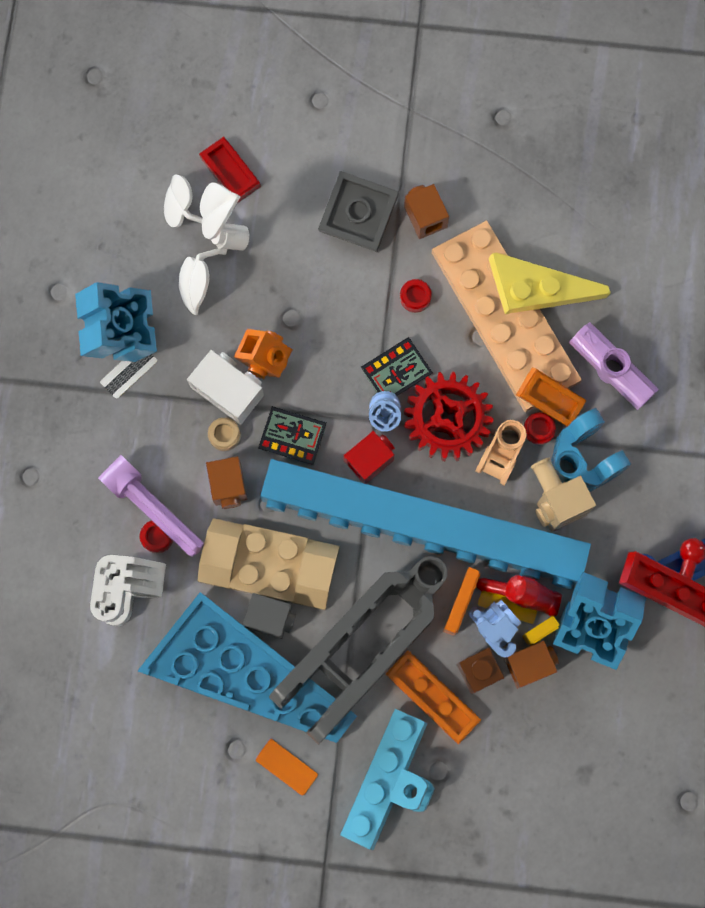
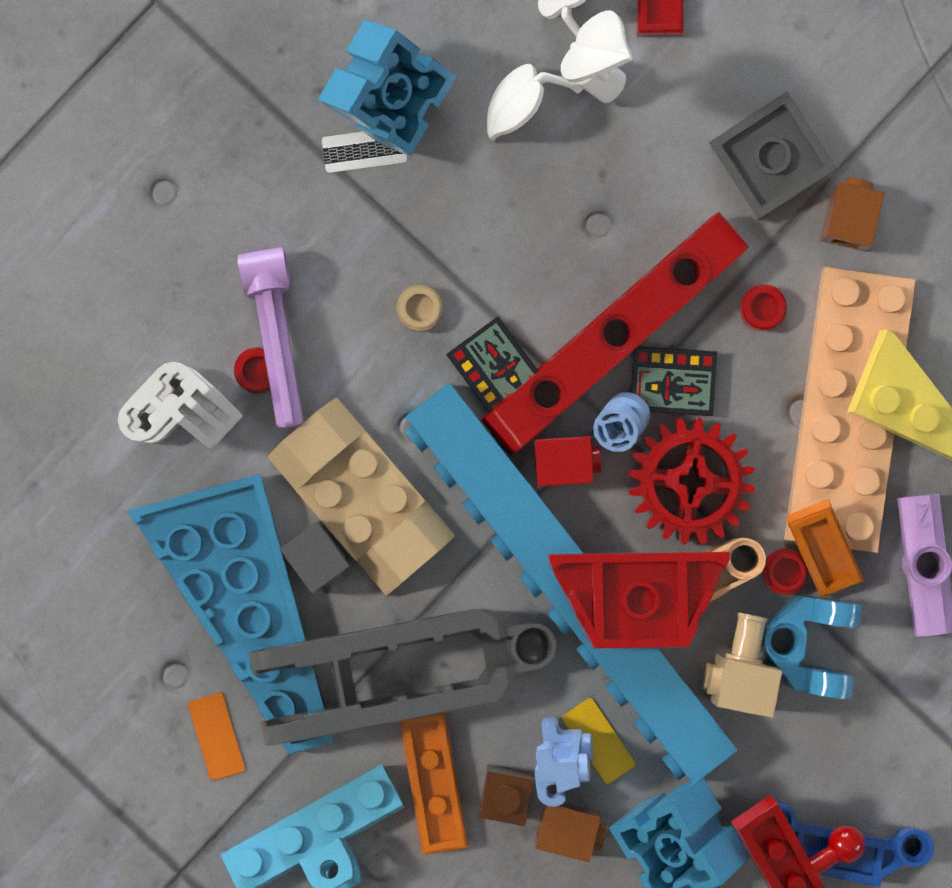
camera: 35 degrees right, 10 degrees up
(226, 386) = (461, 256): white brick -> none
(226, 482) = (380, 370): dark orange brick -> none
(263, 353) = (532, 249): orange brick -> none
(340, 387) = (640, 311): none -> red beam
(462, 601) = (544, 703): orange tile -> none
(467, 497) = (639, 596): none -> red wing
(524, 593) = (620, 747): red piece -> none
(541, 631) = (608, 801): yellow tile -> none

